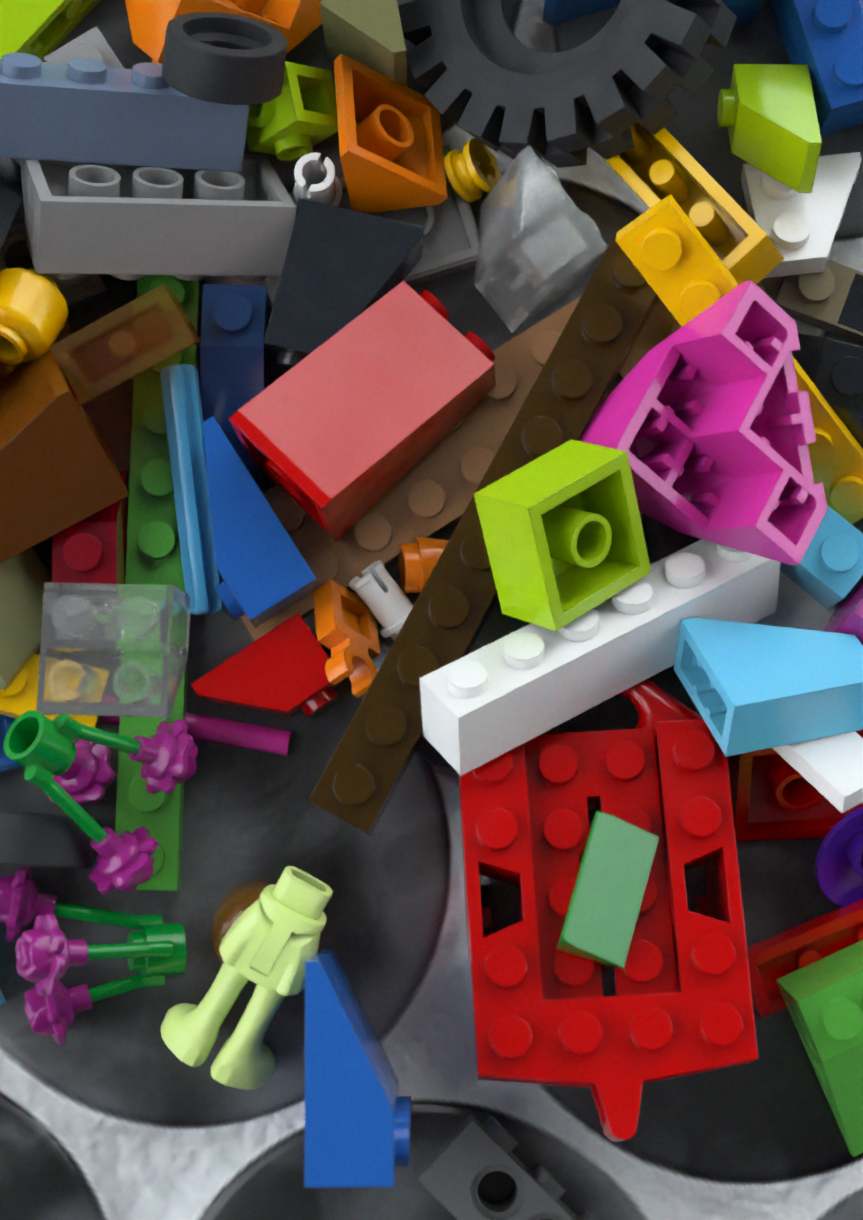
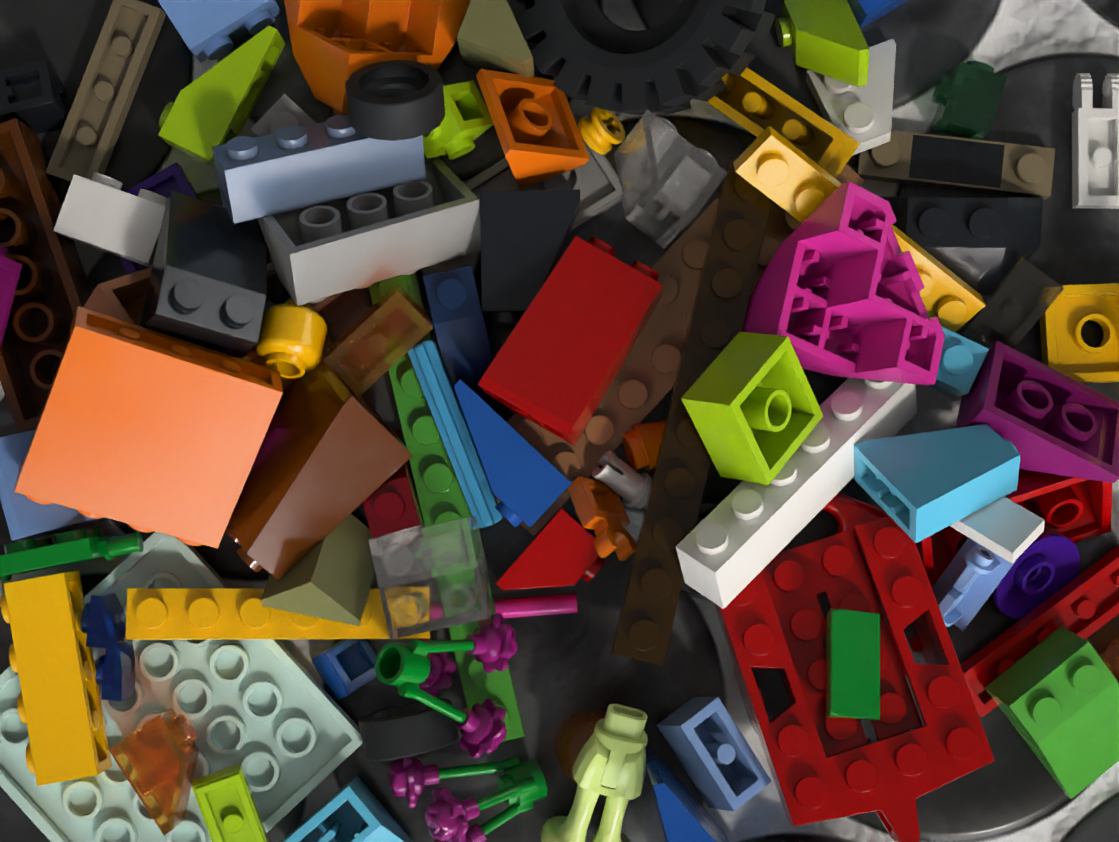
camera: 15 degrees left, 5 degrees up
(316, 181) = (482, 164): white pin -> none
(409, 972) = (714, 753): none -> light blue brick
(787, 839) = (968, 583): none -> light blue hinge

